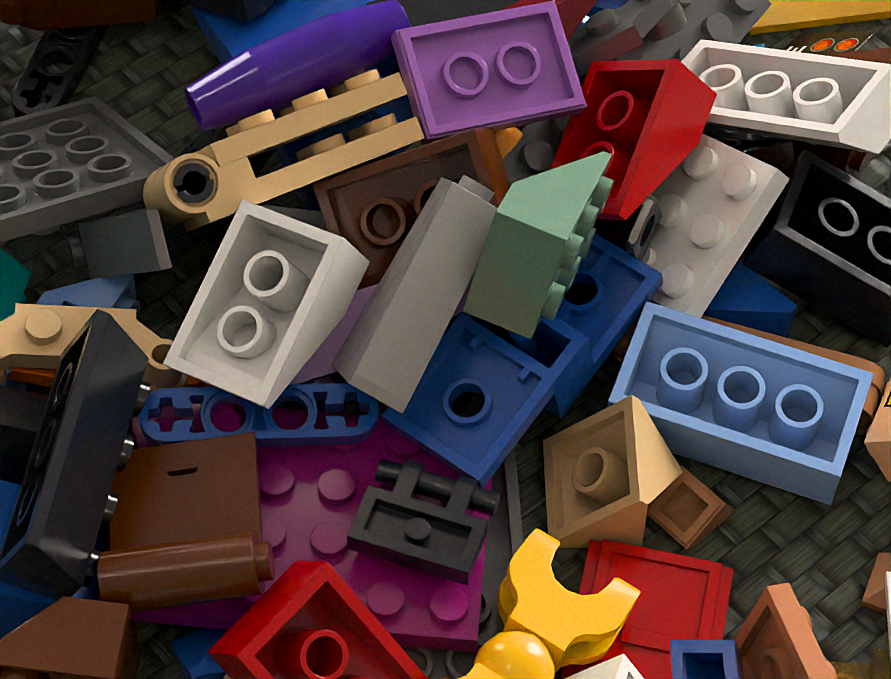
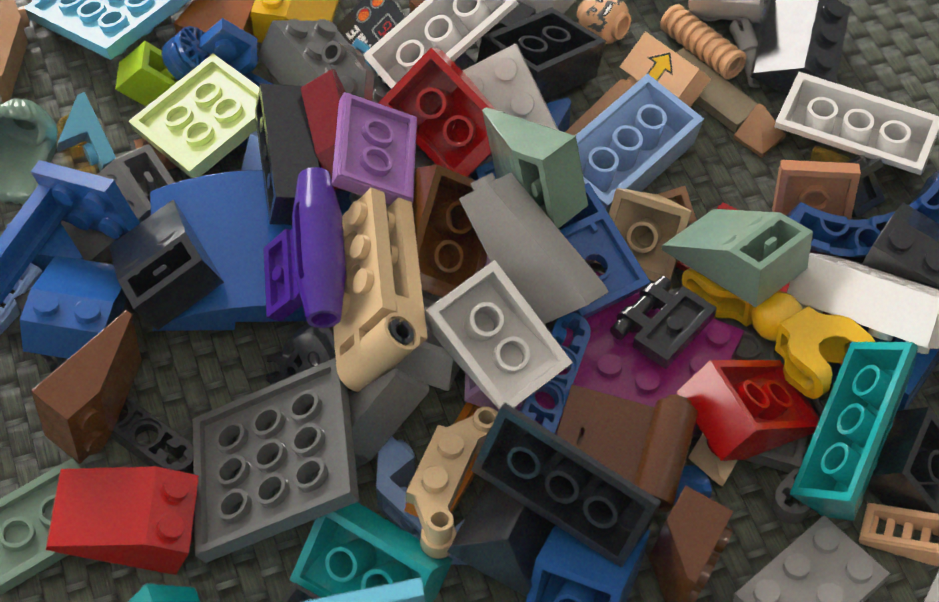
camera: 65 degrees left, 0 degrees up
(575, 575) = (744, 251): none -> sand green slope

